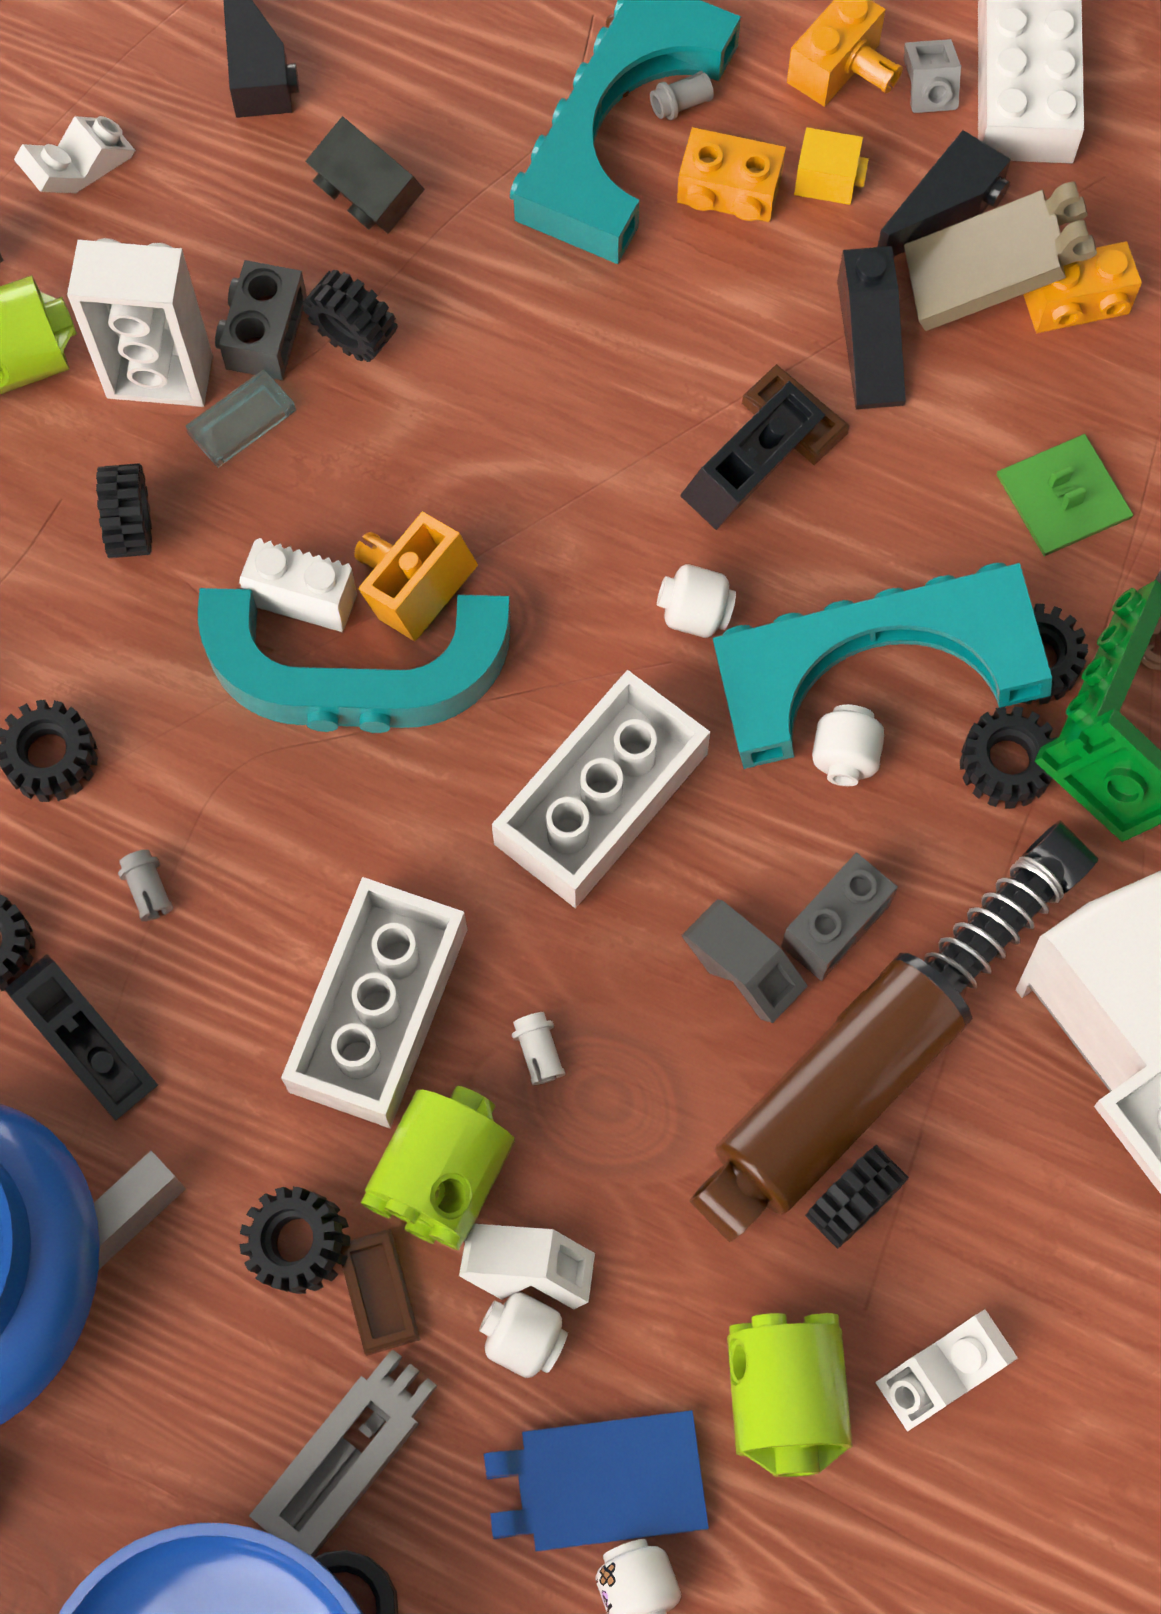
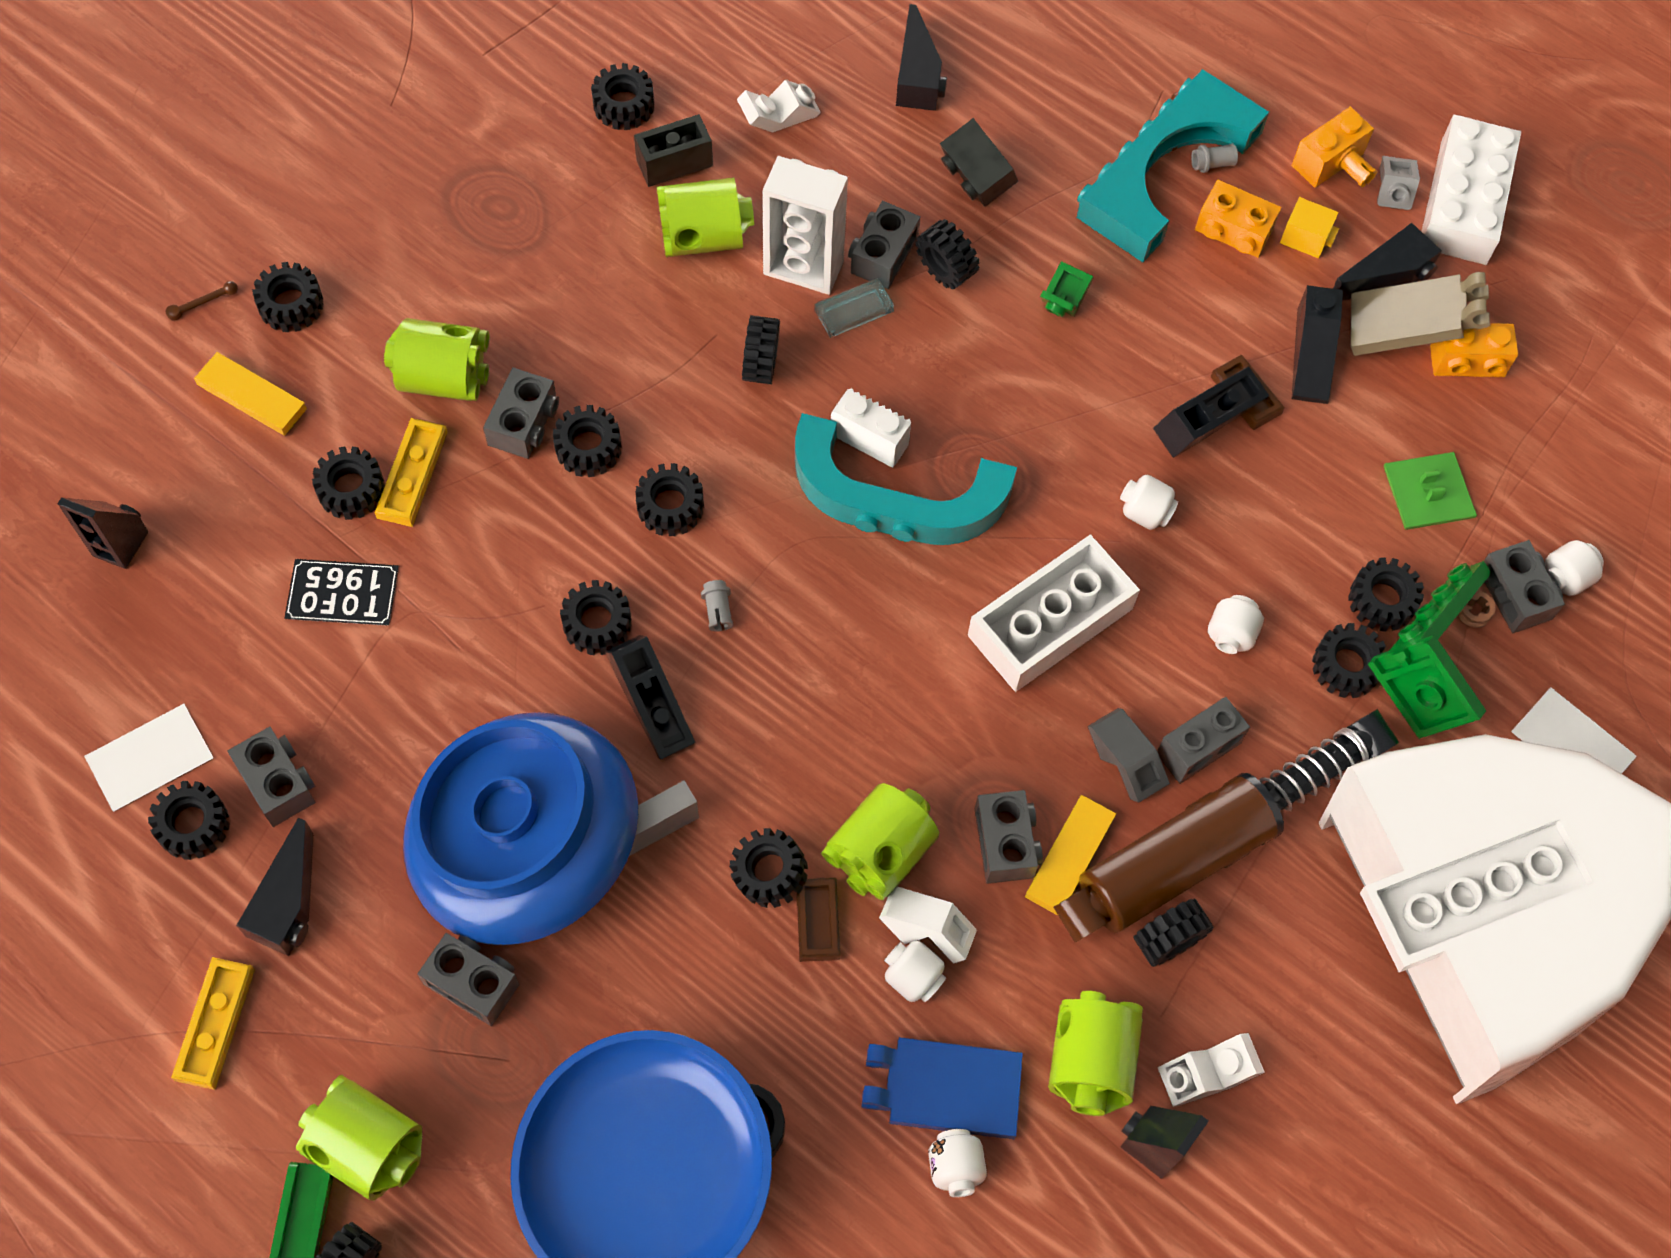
camera: 10 degrees right, 5 degrees down
(329, 1471) = (757, 1036): light grey hinge -> none
(375, 1002) = (861, 720): white brick -> none
(414, 575) = (953, 439): light orange brick -> none
(522, 328) = (1066, 290): none -> green bracket
(538, 1047) = (968, 778): white pin -> none
(595, 1118) = (999, 836): none -> dark grey brick
(697, 1116) = (1070, 854): none -> yellow tile
(902, 1487) = (1161, 1137): none -> black slope
(974, 617) = (1344, 555): teal arch -> none

